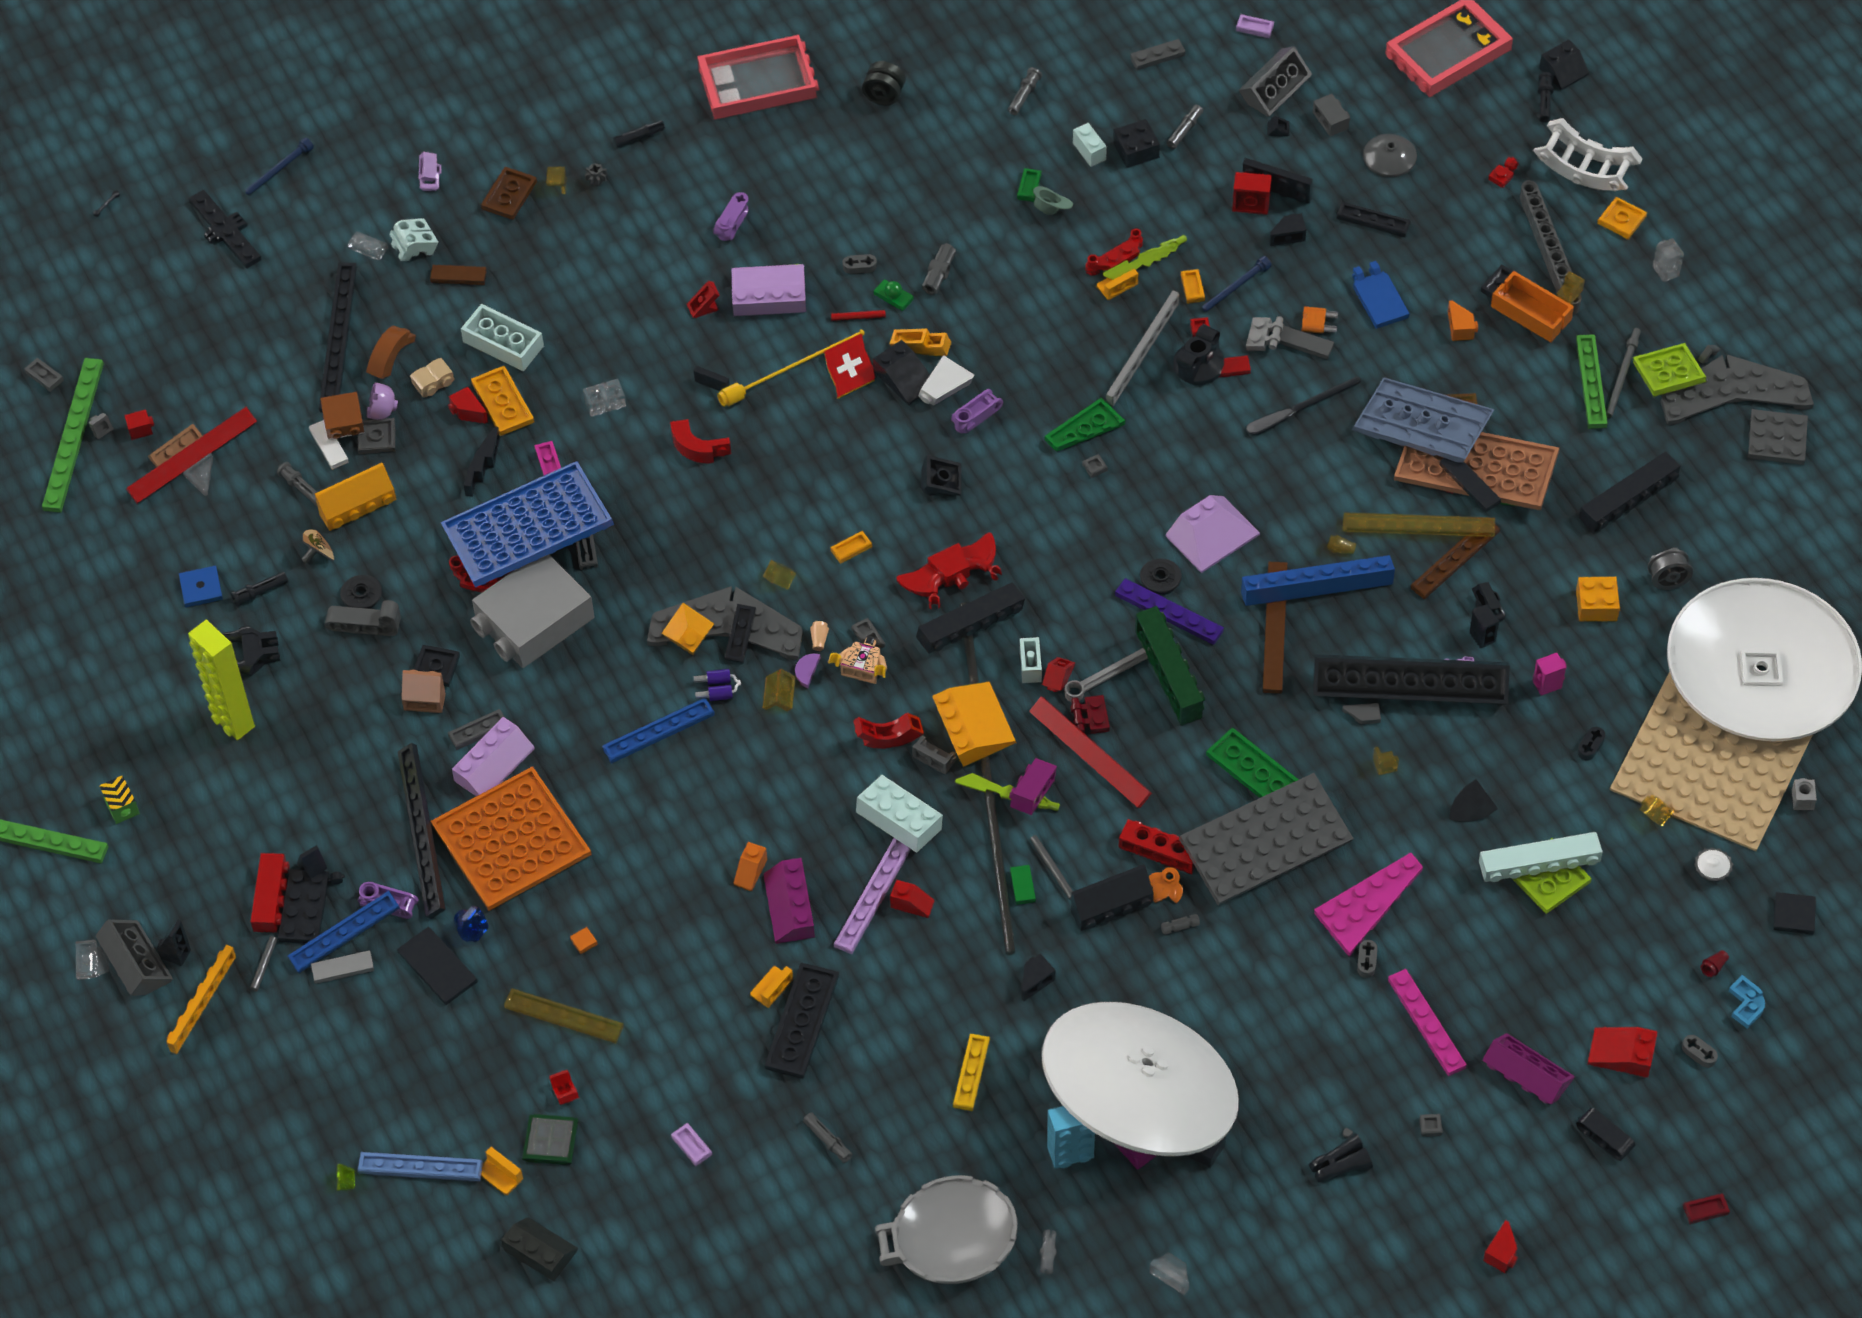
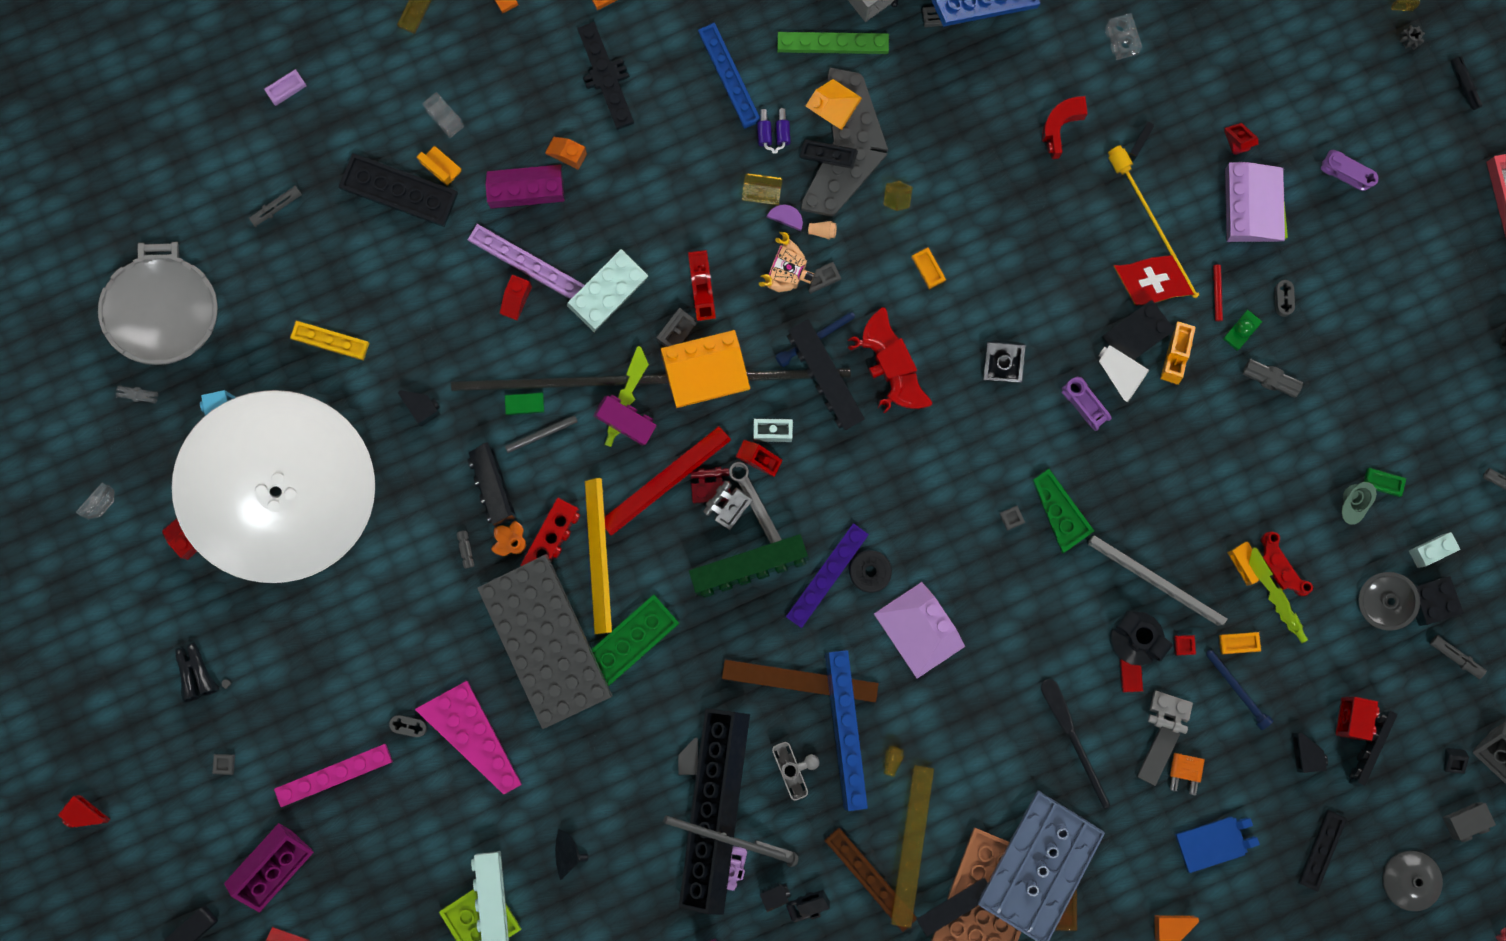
camera: 90 degrees right, 25 degrees up
(619, 642) = (833, 42): none -> bright green plate
(663, 841) = (605, 75): none -> black hinge
(718, 980) = (443, 115): none -> clear brick
(954, 660) = (784, 358): none -> dark blue piece
(1111, 689) = (731, 509): none -> plate
(1142, 161) = (1375, 598): none -> dark grey dish
(1173, 803) = (598, 556): none -> yellow tile
(1201, 1187) = (178, 541): none -> red slope
(1354, 625) = (794, 782): none -> light grey piece
(1385, 762) = (628, 773): clear yellow panel -> none
(1445, 623) = (759, 847): none -> dark grey bar

